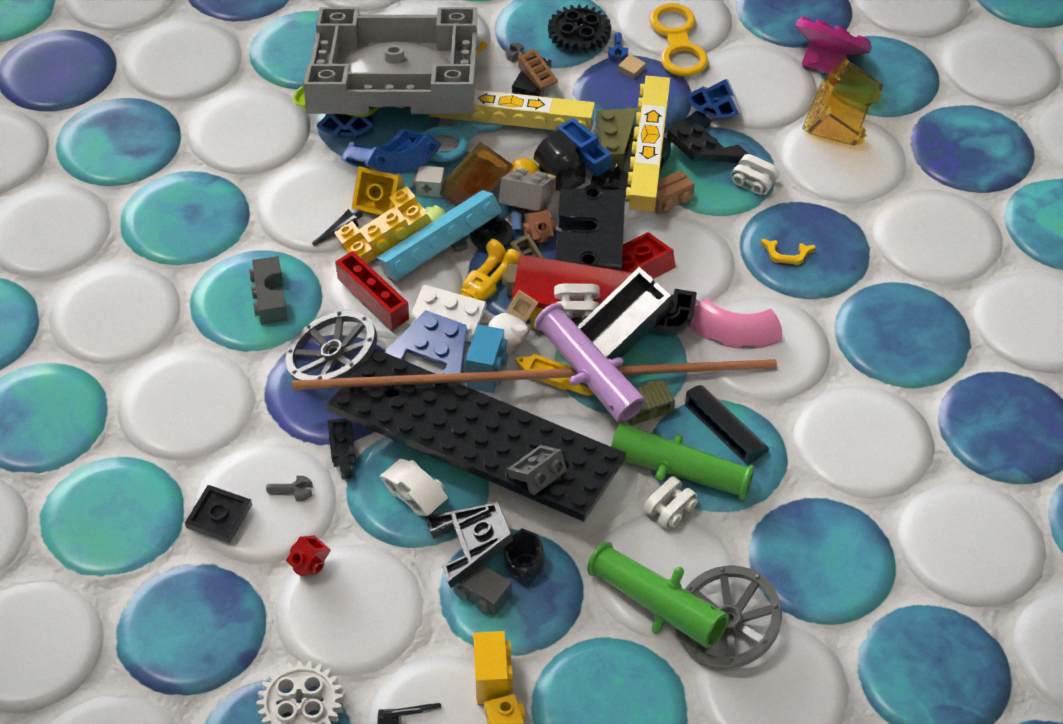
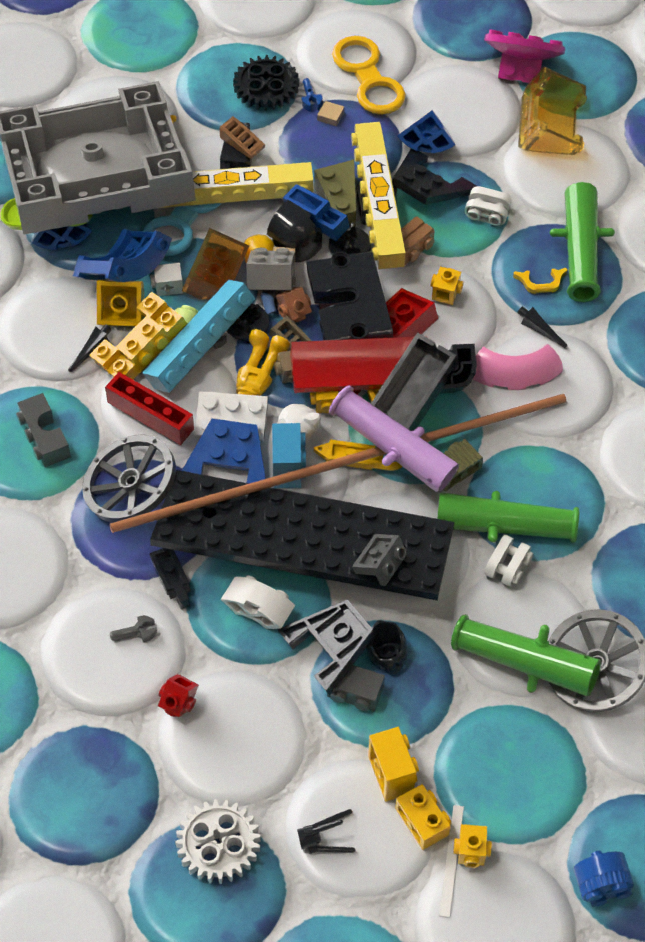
camera: 15 degrees left, 5 degrees up
(218, 513) = (72, 673): black plate -> none
(515, 50) = (208, 120): dark grey bar -> none
(522, 306) = (307, 393): tan tile -> none
(584, 292) = (360, 368): white brick -> none
(690, 237) = (446, 285): none -> yellow brick
(725, 424) = (535, 470): black brick -> none
(768, 288) = (536, 322): none -> black piece
(836, 222) = (582, 240): none -> bright green piece

